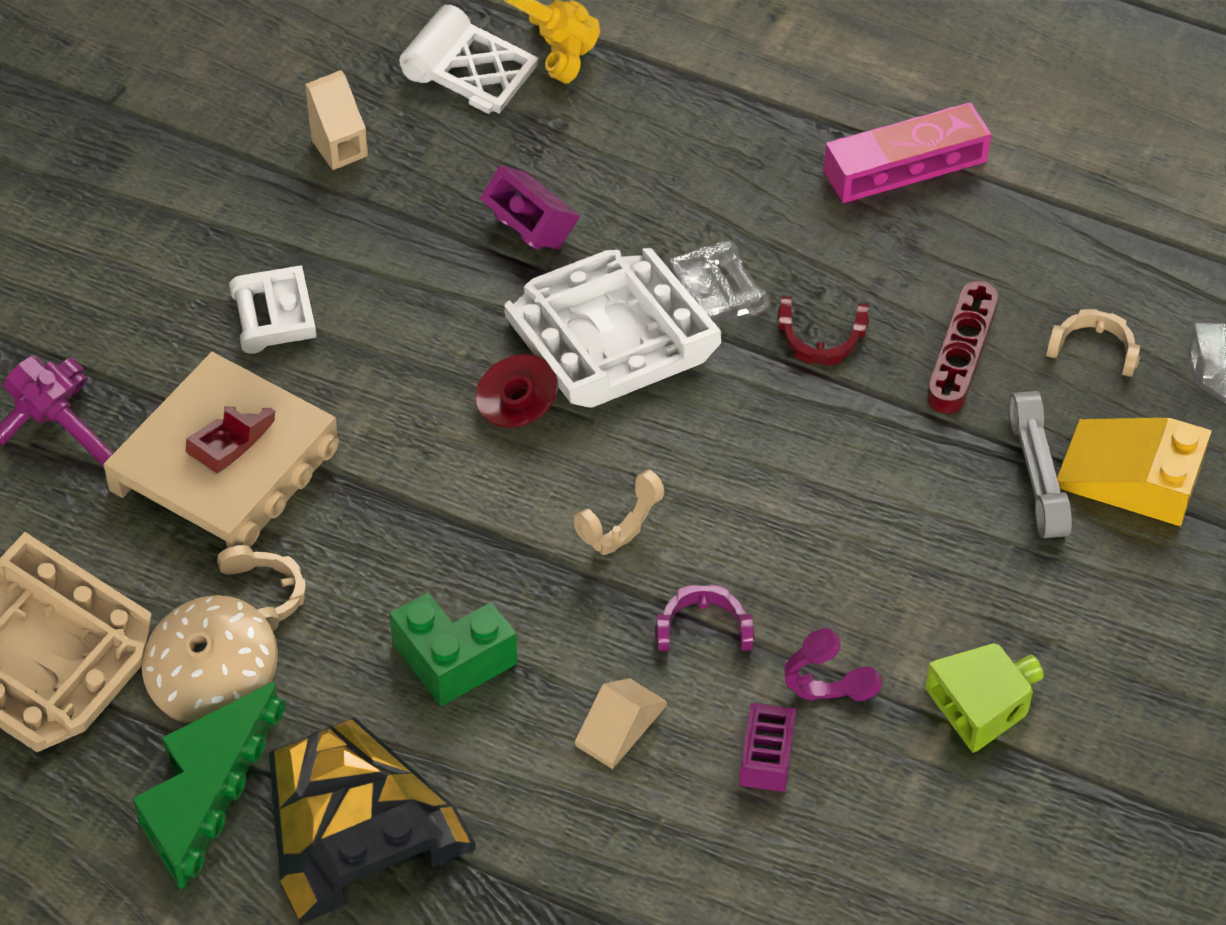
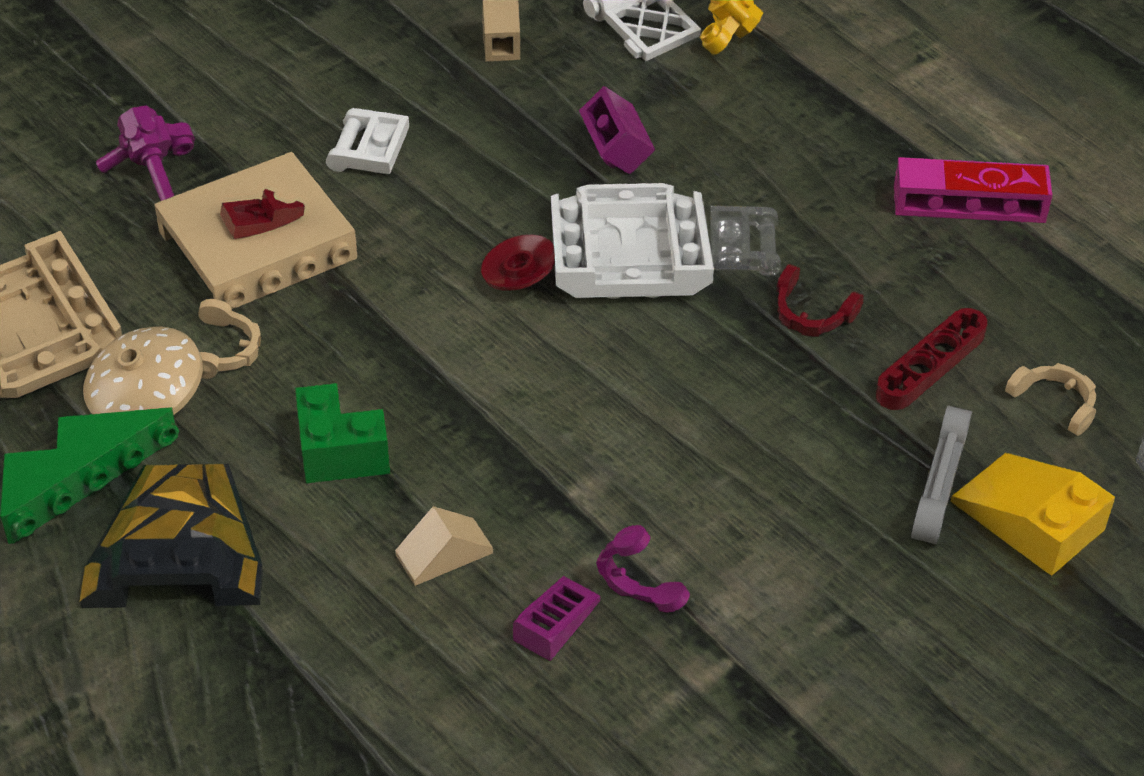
camera: 25 degrees right, 5 degrees down
(588, 527) = (536, 404): tan piece -> none
(704, 595) = (527, 486): magenta piece -> none
(983, 691) = (775, 643): lime torso -> none

